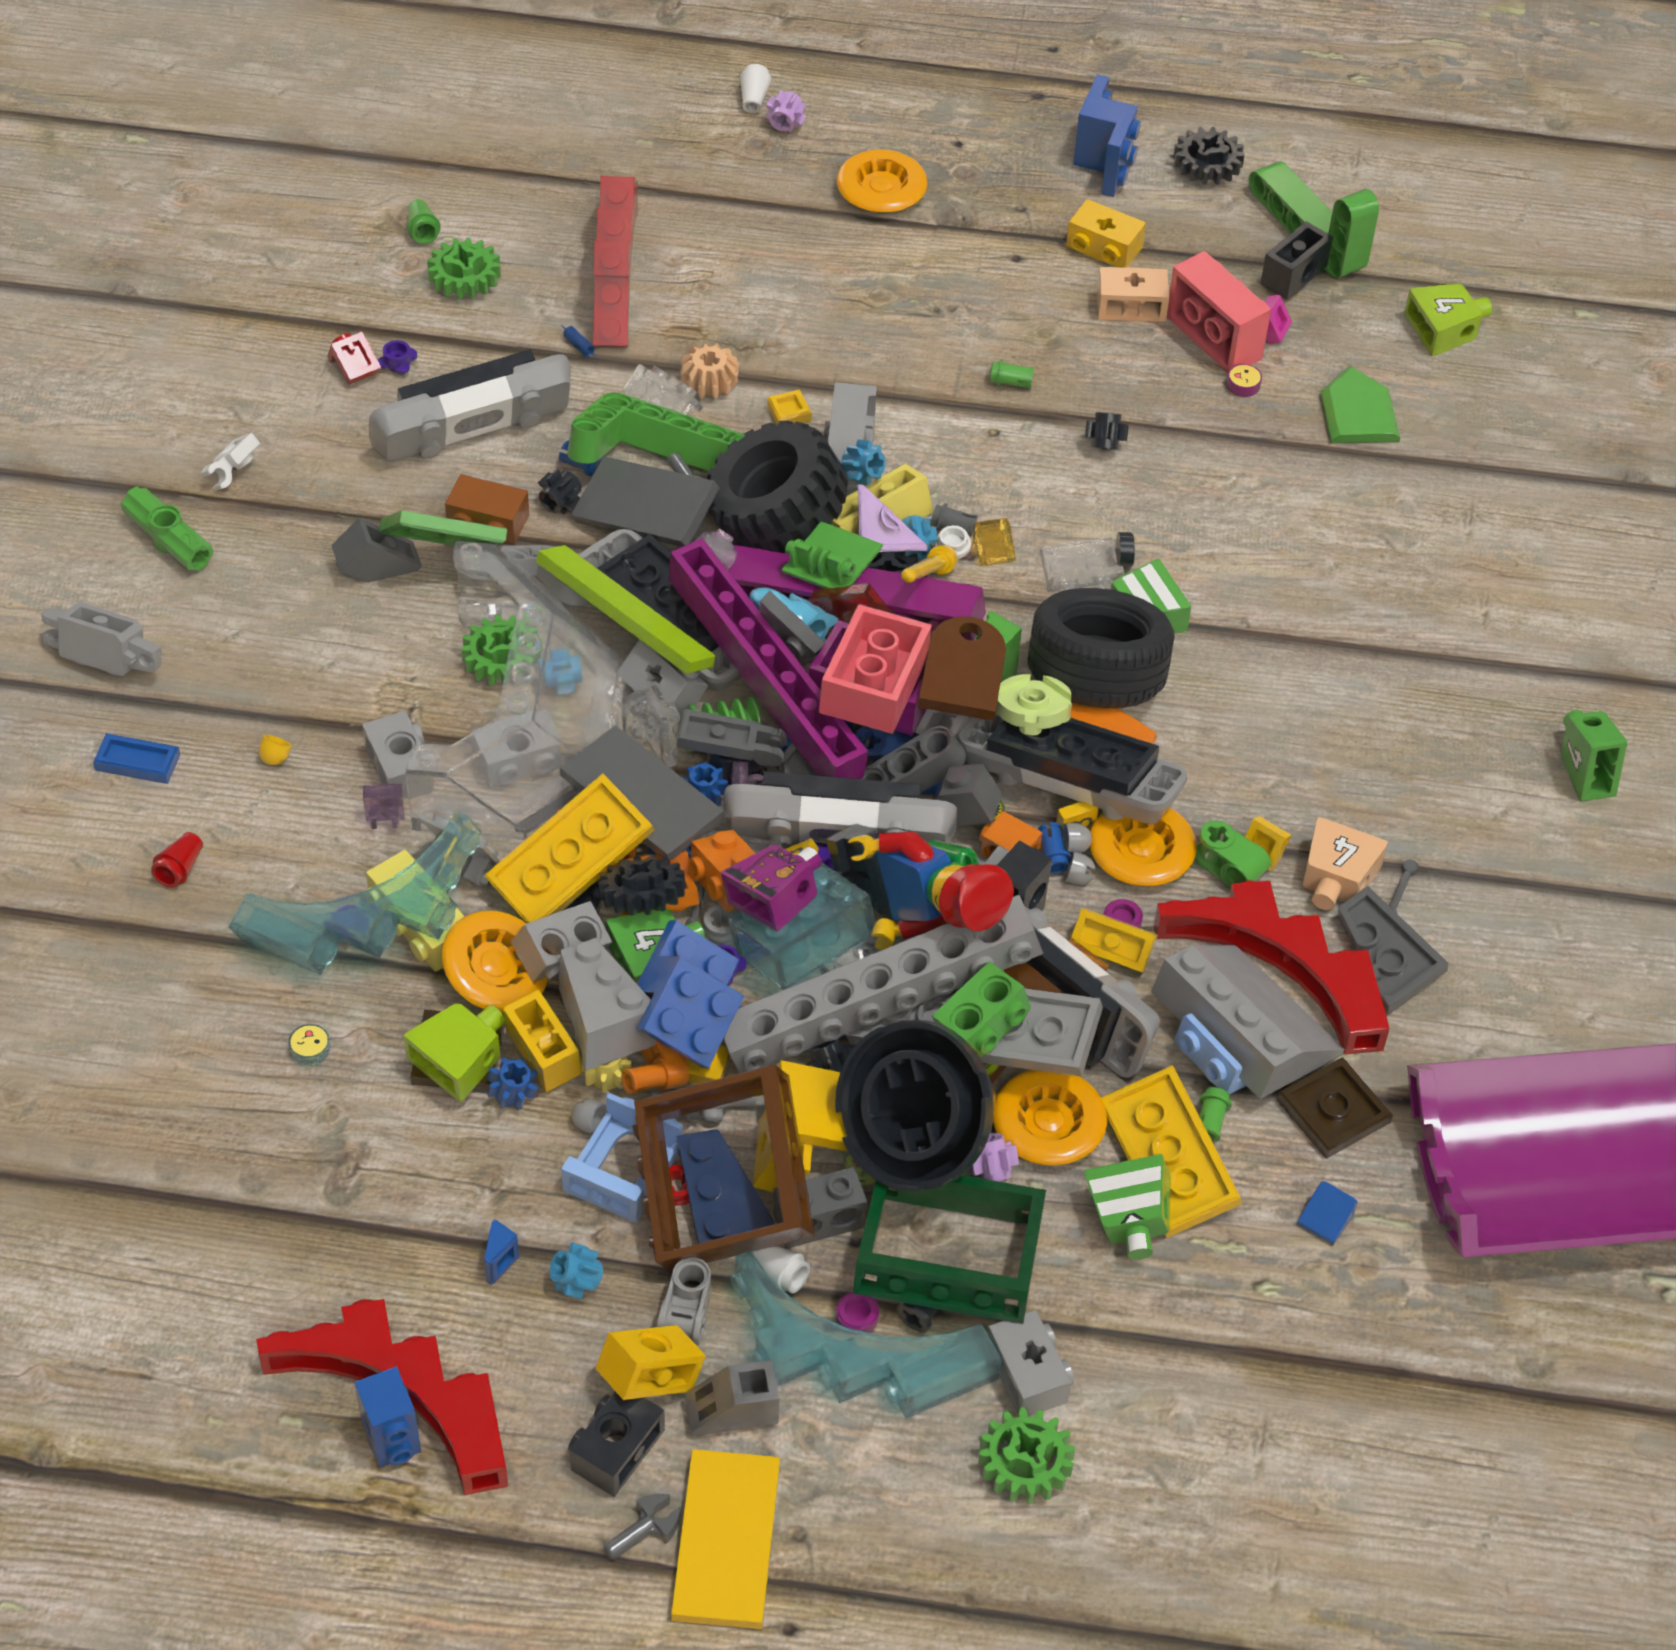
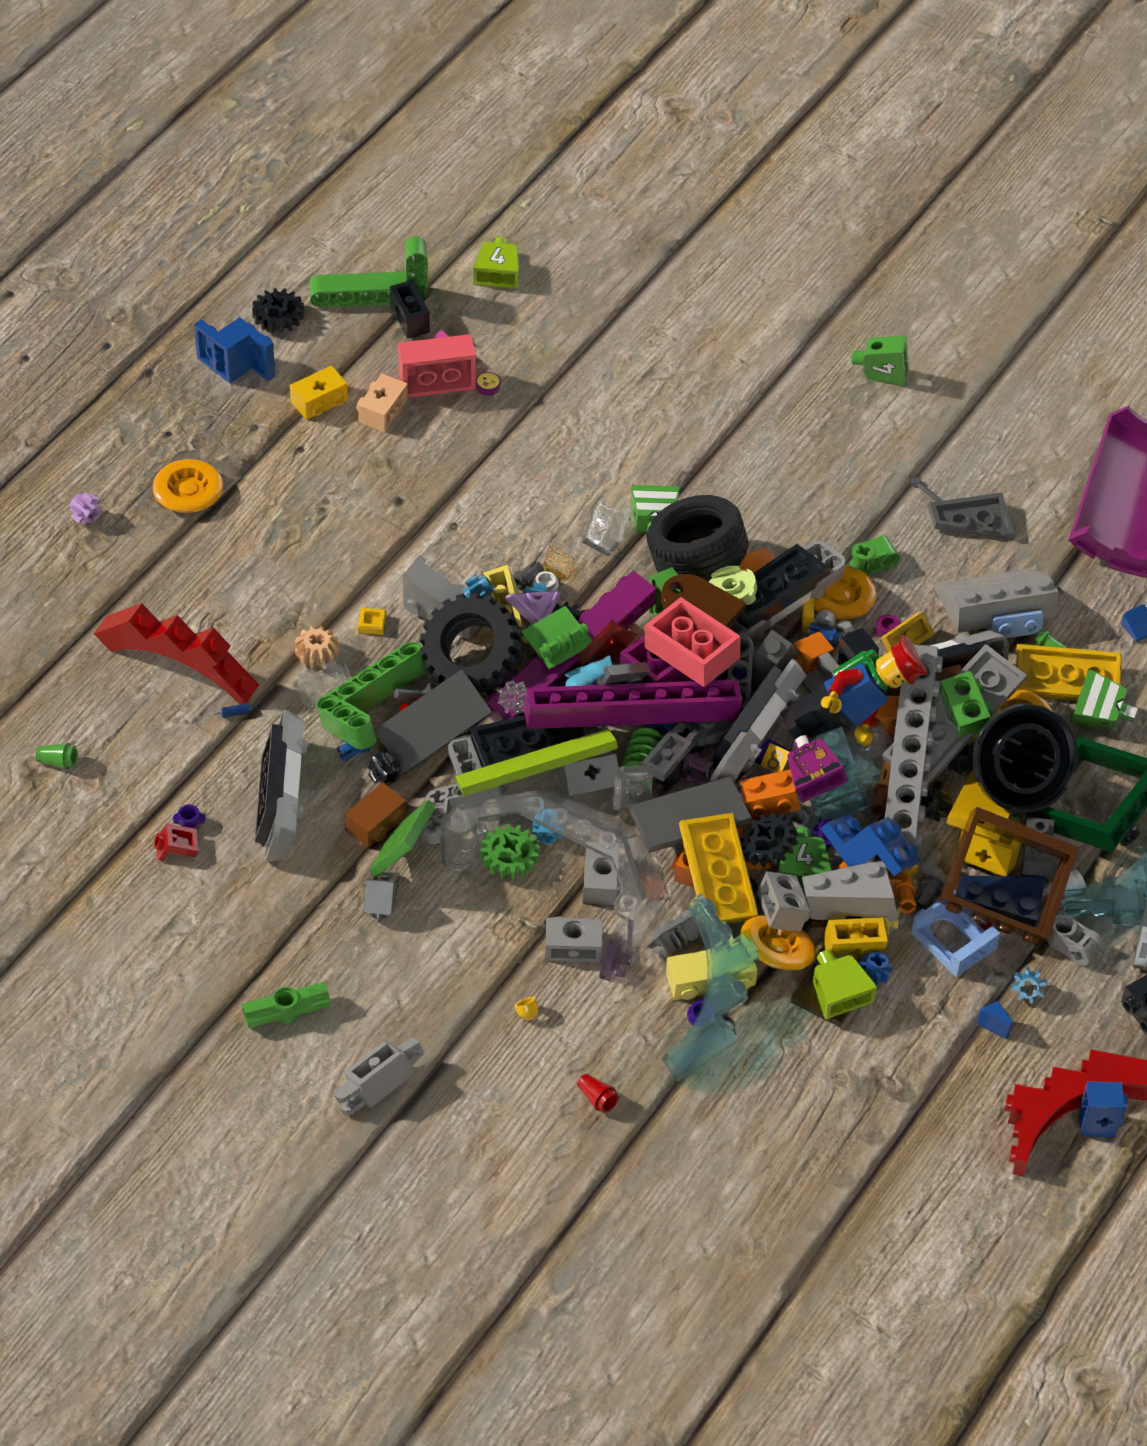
camera: 65 degrees left, 0 degrees up
(136, 758) = (488, 1092): blue tile -> none
(235, 455) = (233, 943): white plate -> none
(309, 1044) = (786, 1069): tile -> none
(464, 268) = (126, 746): bright green gear -> none
(588, 1115) = (913, 940): light grey hinge -> none
(650, 1362) = (1116, 966): yellow brick -> none
(707, 781) = (683, 781): blue gear -> none
(754, 86) = (42, 516): white cone -> none
(857, 1312) = (1110, 864): magenta tile -> none
(940, 560) = (588, 594): yellow piece -> none
(1011, 374) = (412, 497): bright green pin -> none
(1106, 430) = (499, 466): black gear -> none
(1125, 549) = (605, 497): black tile -> none
(1269, 837) = (870, 530): yellow tile -> none
(1295, 945) = (955, 554): red arch -> none
(1334, 1107) = (1074, 589): dark brown tile -> none
(1341, 862) = (903, 509): light nougat torso -> none
(1358, 409) = (544, 342): bright green tile -> none

